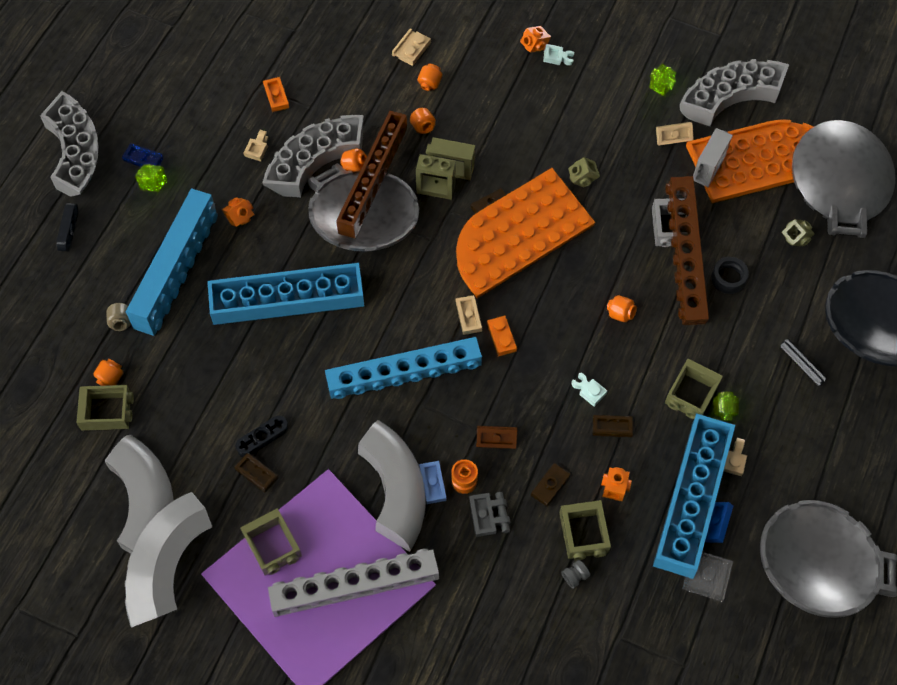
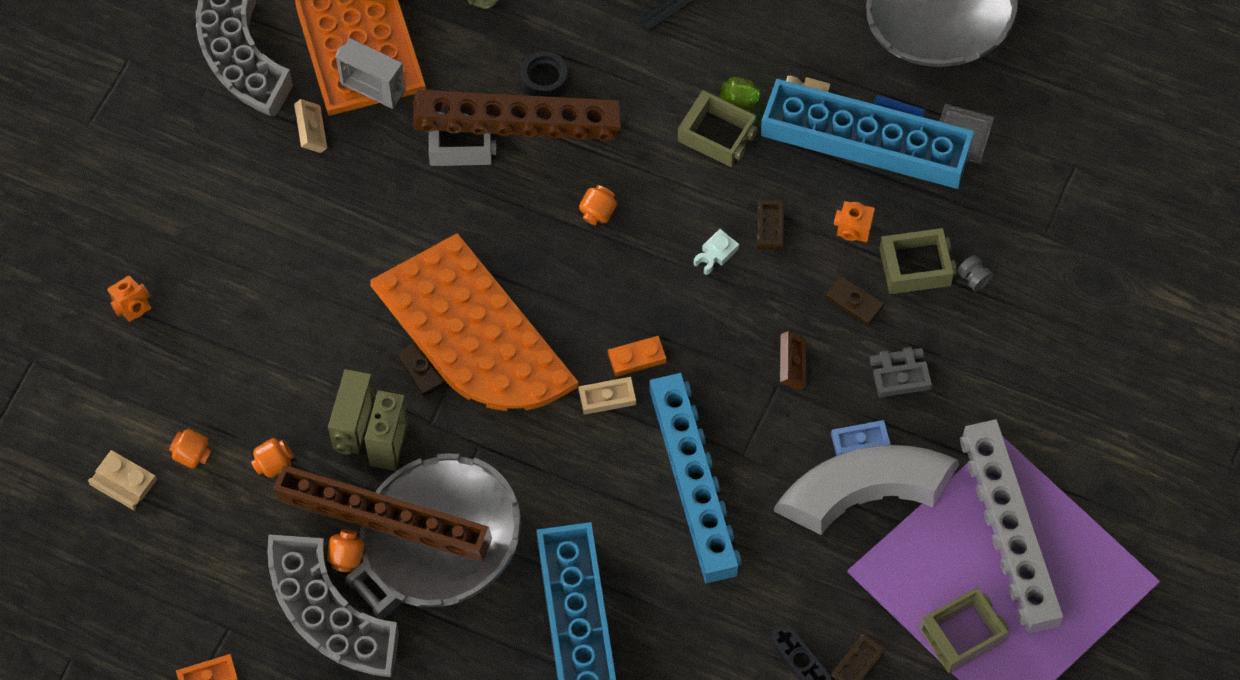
camera: 90 degrees left, 0 degrees up
(464, 476) = (854, 397): orange wheel -> none
(555, 55) = (158, 274): light aqua plate -> none
(583, 172) = (378, 241): olive brick -> none
(662, 79) = (215, 134): clear neon green brick -> none

